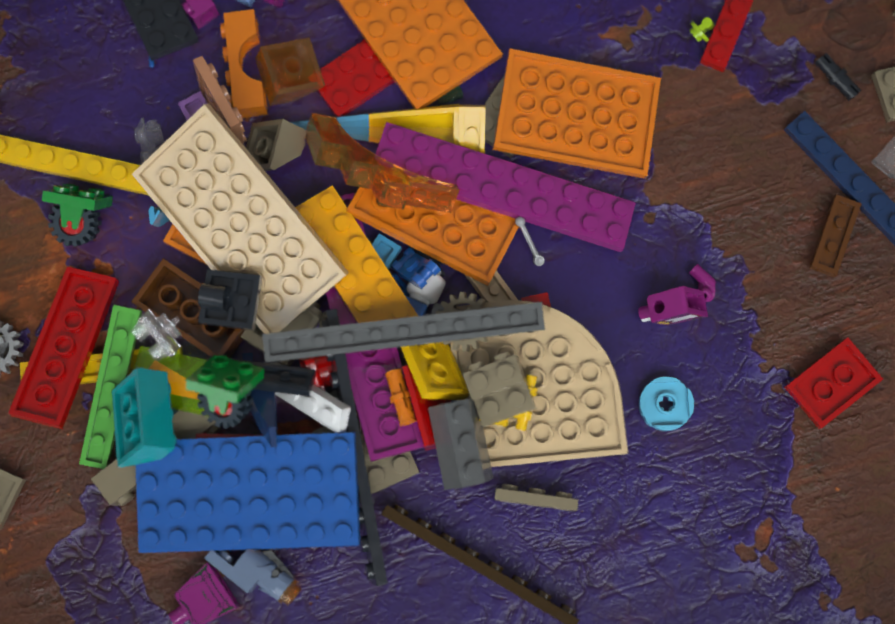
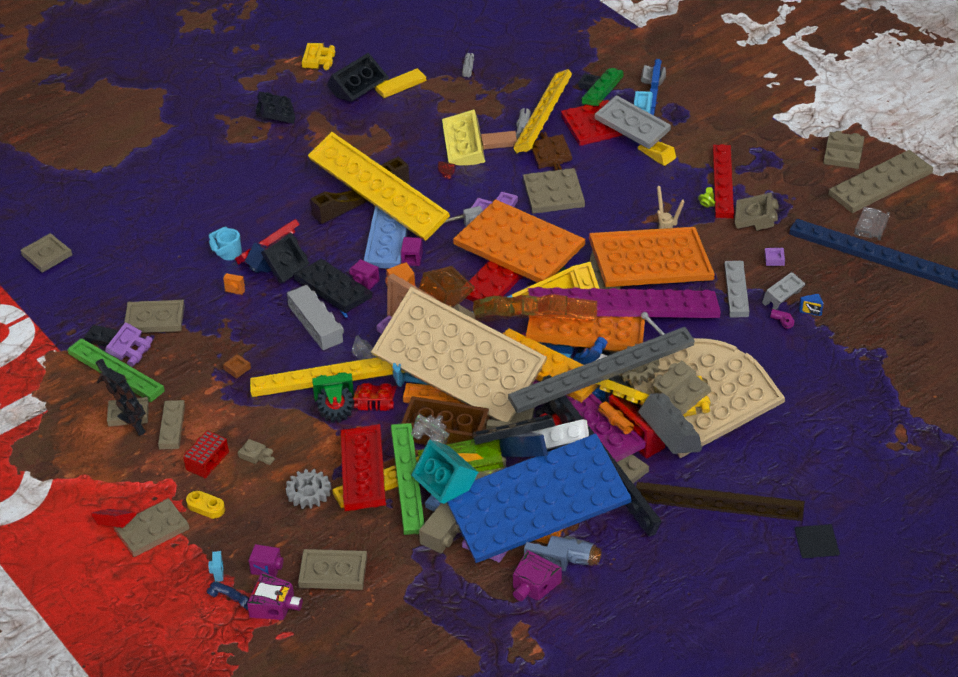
camera: 20 degrees left, 35 degrees down
(108, 57) = (315, 317): none -> light grey brick
(129, 221) = (369, 392): none -> red hinge
(225, 389) = (498, 436): green plate -> none
(229, 299) = (472, 398): black plate -> none
(536, 497) = (737, 455): dark tan plate -> none
(628, 49) = (666, 219): none -> tan plant
(667, 206) = (736, 289): none -> light grey plate
(674, 306) = (770, 327): magenta torso -> none
(677, 414) = (795, 391): medium azure plate -> none
(724, 242) = (783, 290): none -> light grey hinge
(742, 170) = (774, 257): none -> medium lavender plate
(751, 277) = (811, 304): none -> slope
(755, 81) = (756, 211): none -> dark tan plate
(833, 383) = (897, 341): red plate -> none
(835, 235) = (853, 271): reddish brown plate -> none
(837, 77) = (807, 198): black pin -> none

